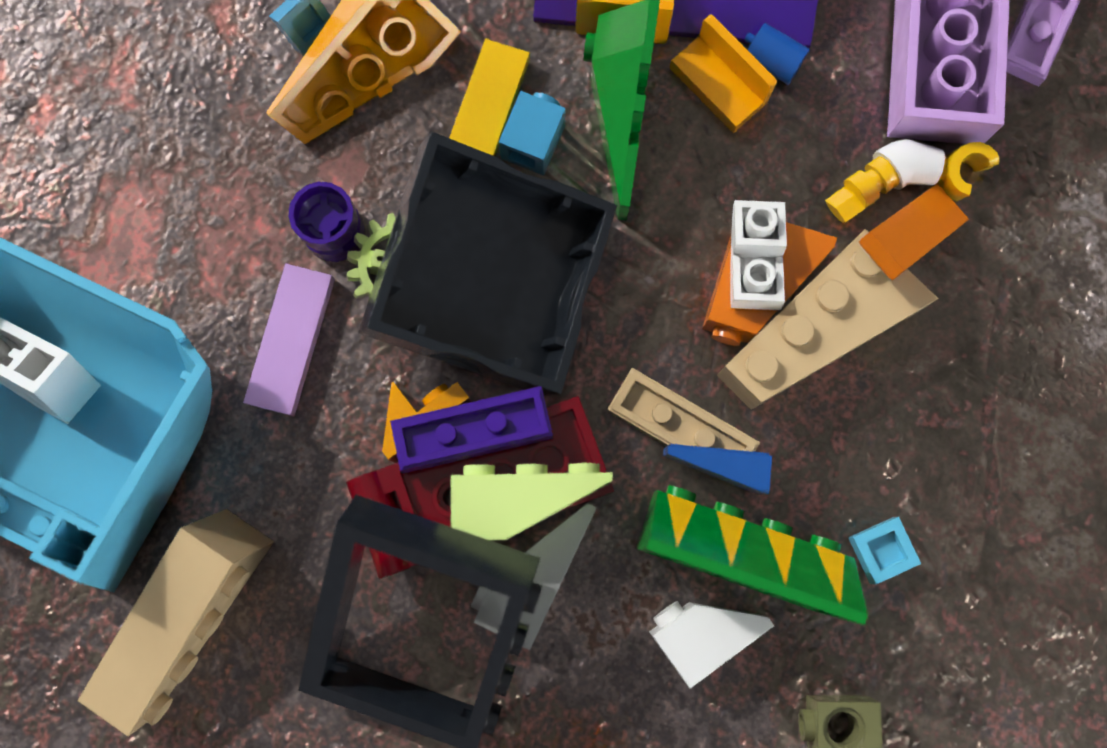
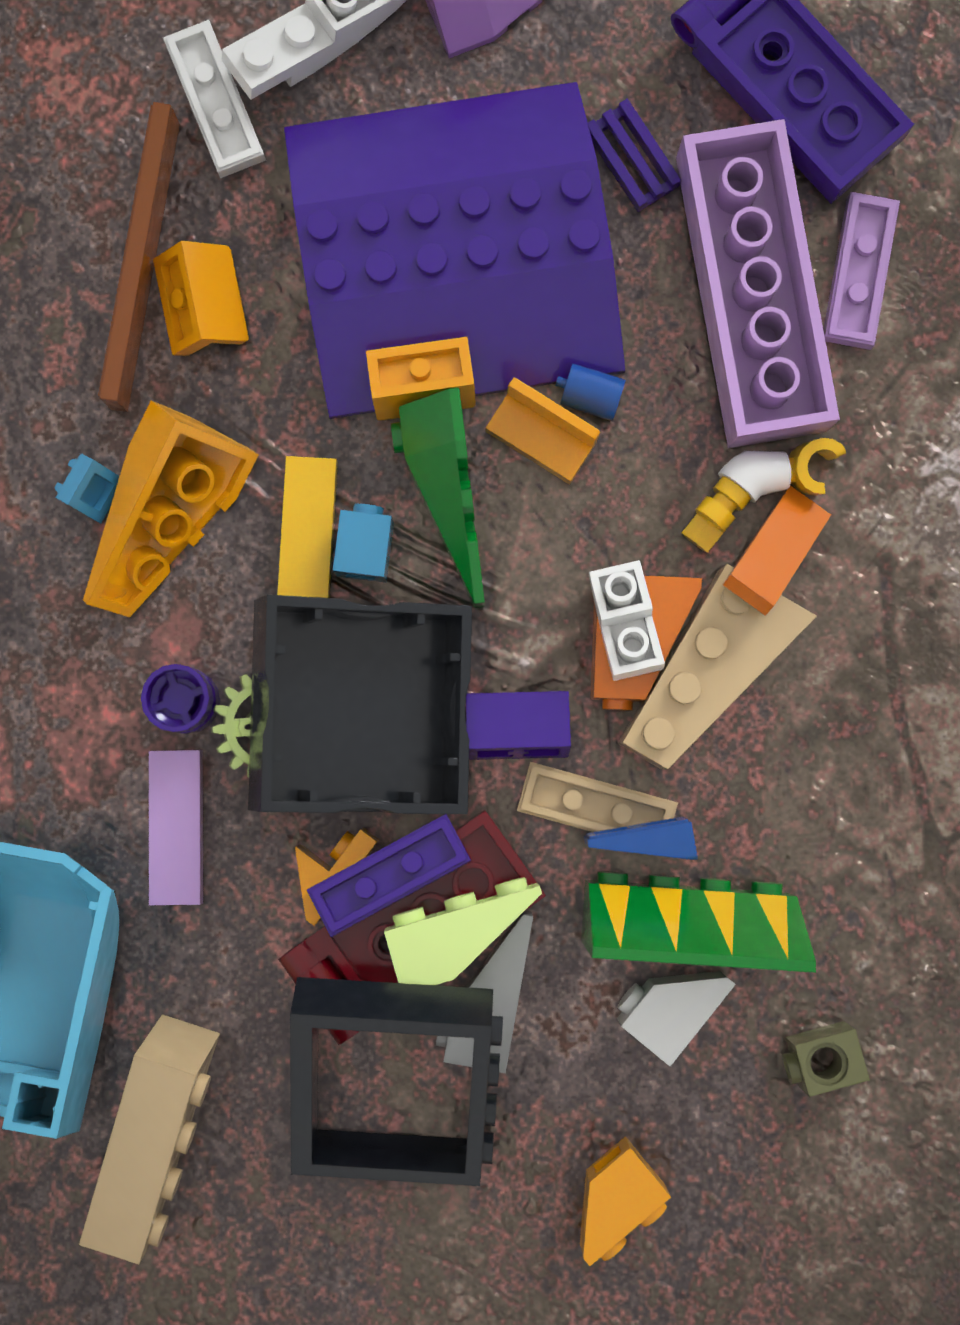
camera: 20 degrees left, 5 degrees up
(629, 330) = (518, 725): none -> dark purple hinge
(884, 550) = (826, 877): medium azure plate -> none

